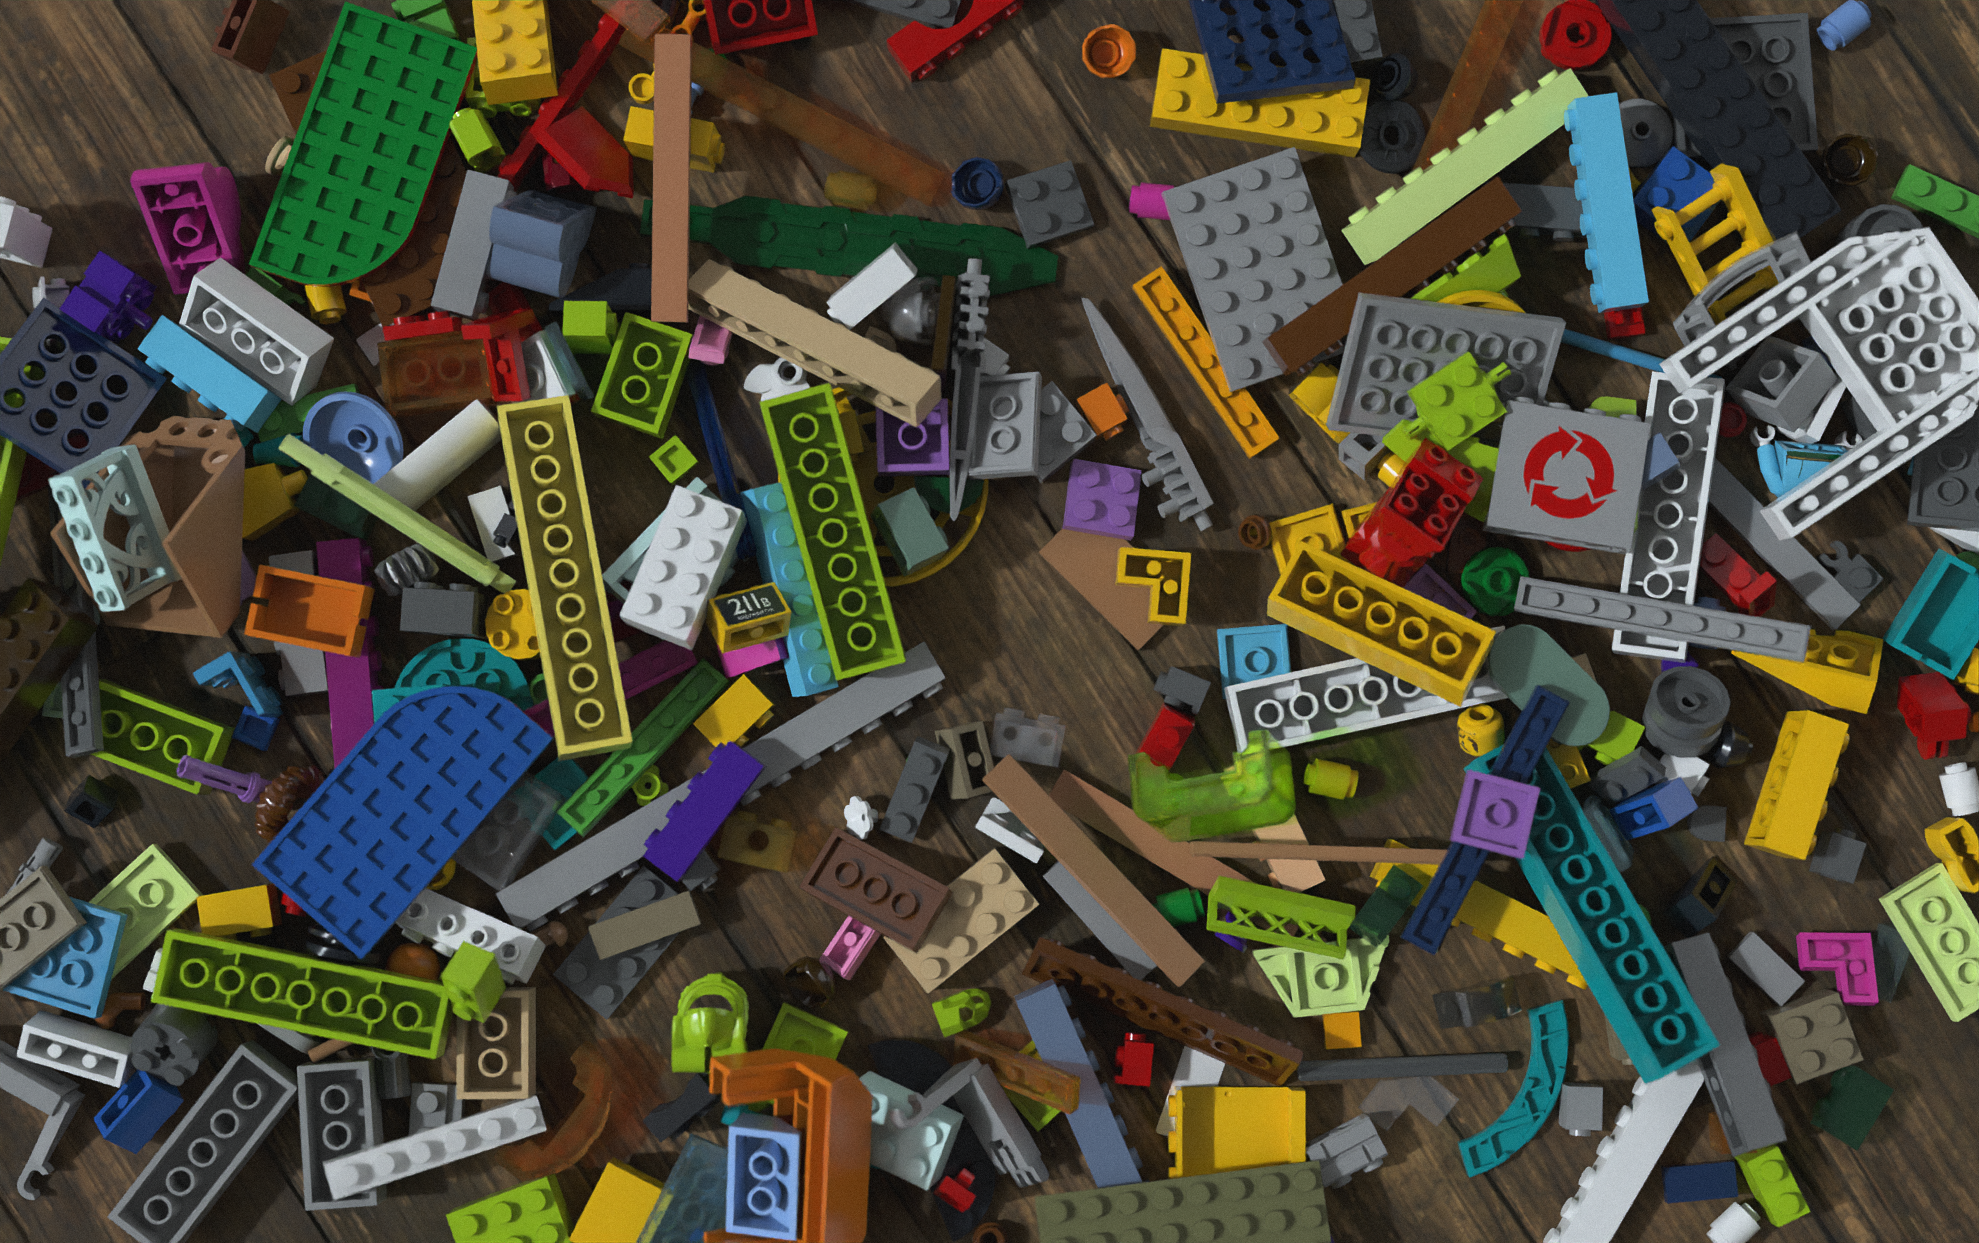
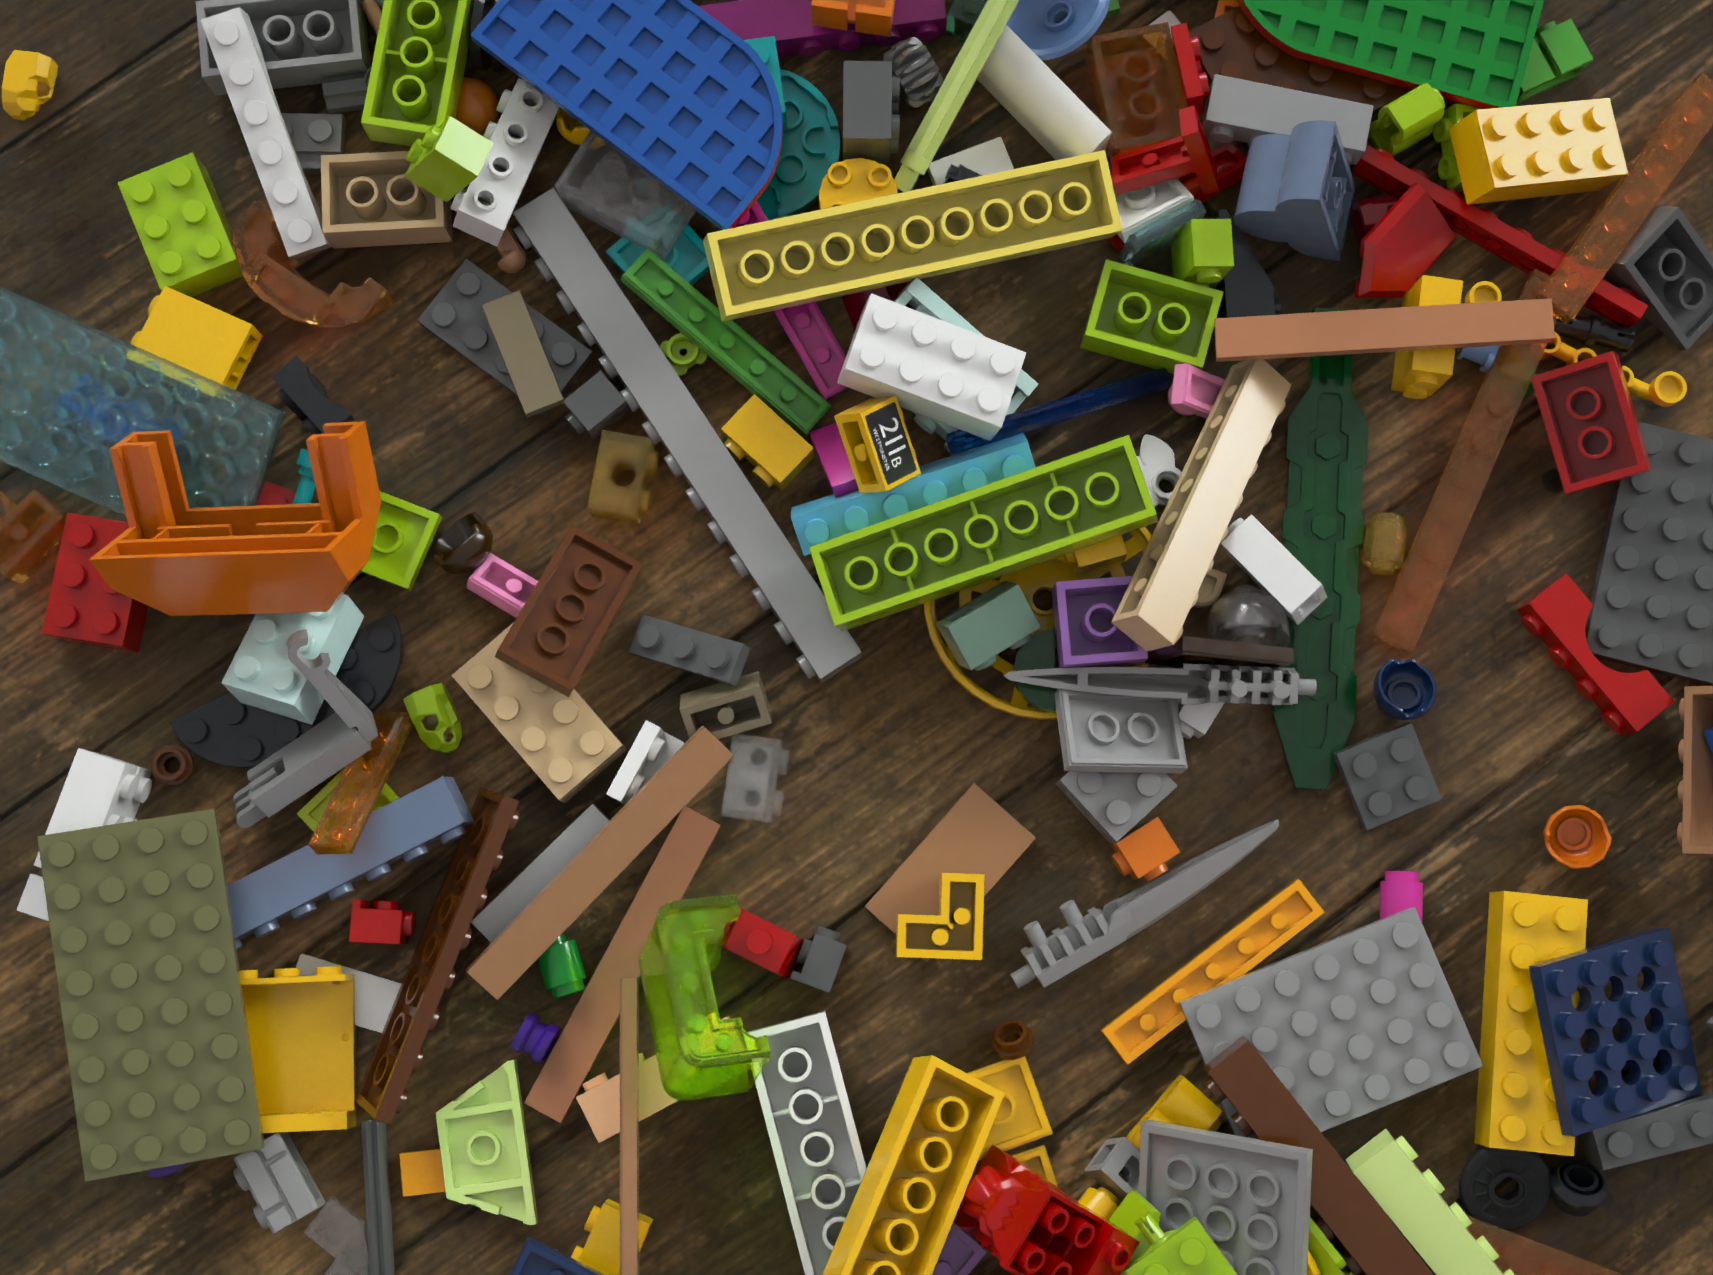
camera: 85 degrees right, 5 degrees down
(674, 459) = (1056, 360): lime plate -> none
(704, 809) = (653, 408): dark purple brick -> none
(708, 1031) = (397, 425): lime helmet -> none
(763, 1177) = (231, 490): light blue slope -> none
(860, 817) = (654, 591): white plant -> none
(955, 1191) = (224, 720): red tile -> none
(1102, 499) = (1040, 854): medium lavender plate -> none
(1252, 653) = (867, 1044): medium azure tile -> none
(1275, 905) = (565, 1092): lime fence -> none
(1331, 779) = (721, 1145): yellow brick -> none
(1385, 906) = (569, 1218): clear green brick -> none

